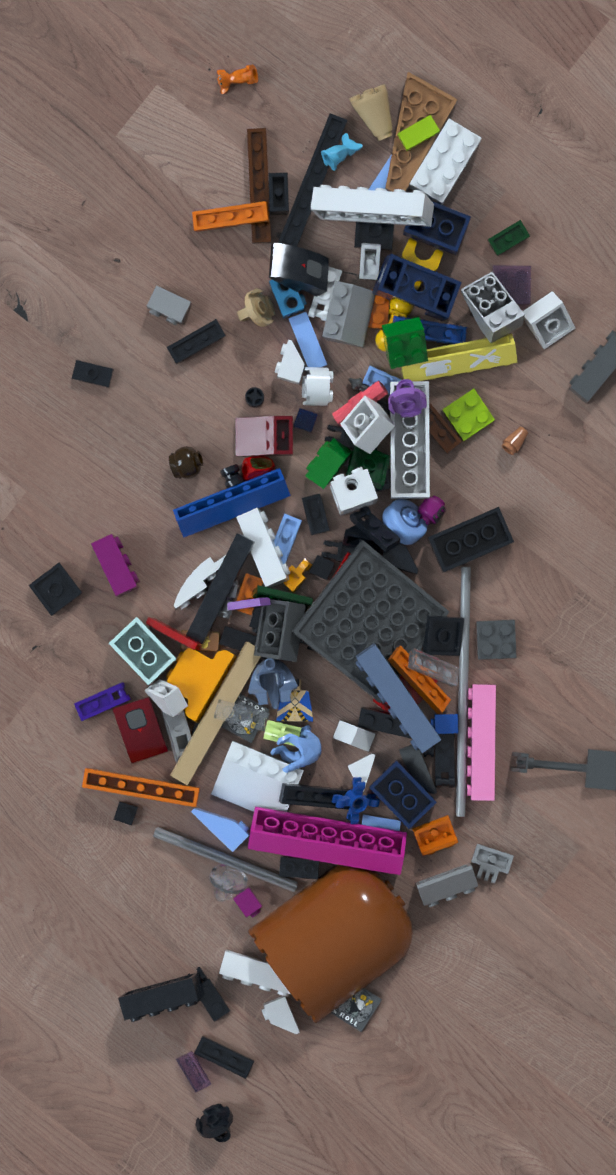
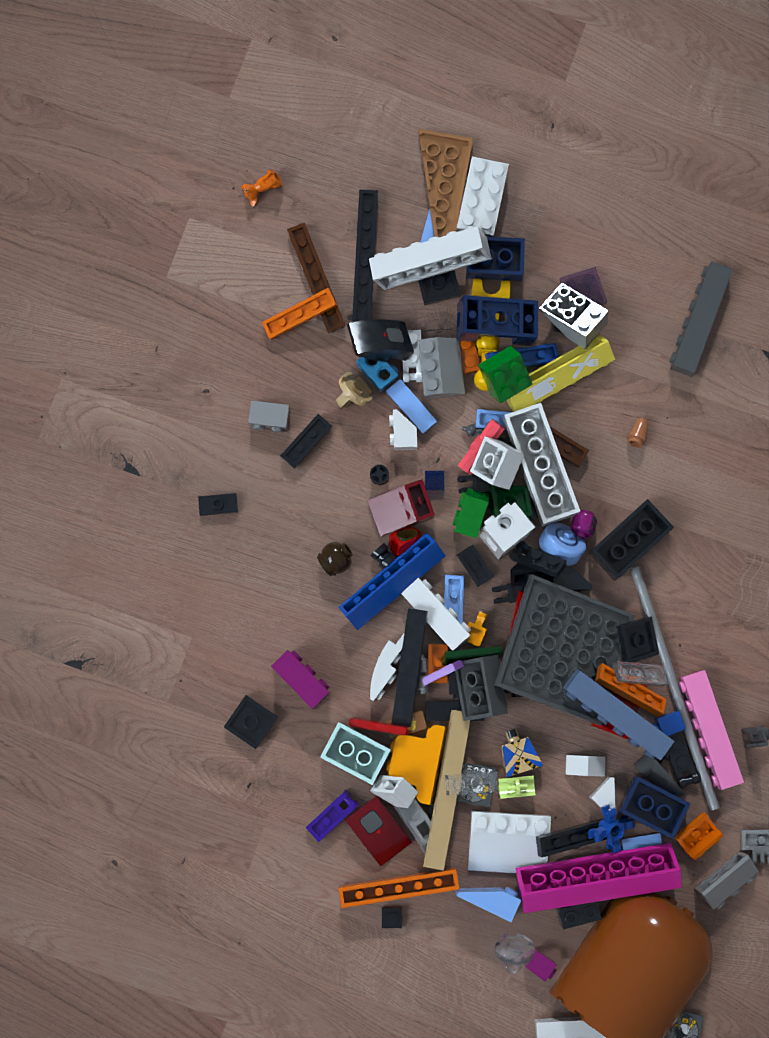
camera: 20 degrees left, 5 degrees down
(225, 859) = (503, 929): light grey axle -> none
(276, 679) = (487, 735): sand blue piece -> none
(278, 193) = (337, 277): black brick -> none
(308, 752) = (547, 795): light blue piece -> none
(317, 386) = (435, 444): white brick -> none
(322, 567) = (498, 614): black tile -> none
(338, 153) = (379, 223): medium azure animal -> none
(369, 261) = (444, 311): white slope -> none
(374, 110) = (400, 173): tan cone -> none
(380, 721) = (607, 743): black plate -> none
(407, 400) = (528, 426): medium lavender tile -> none
(418, 133) = (448, 179): lime tile -> none
(468, 415) = (585, 424): lime plate -> none
(496, 639) = (687, 626): dark grey plate -> none
(508, 238) = (565, 248): dark green plate -> none
(548, 320) = (629, 310): white slope -> none

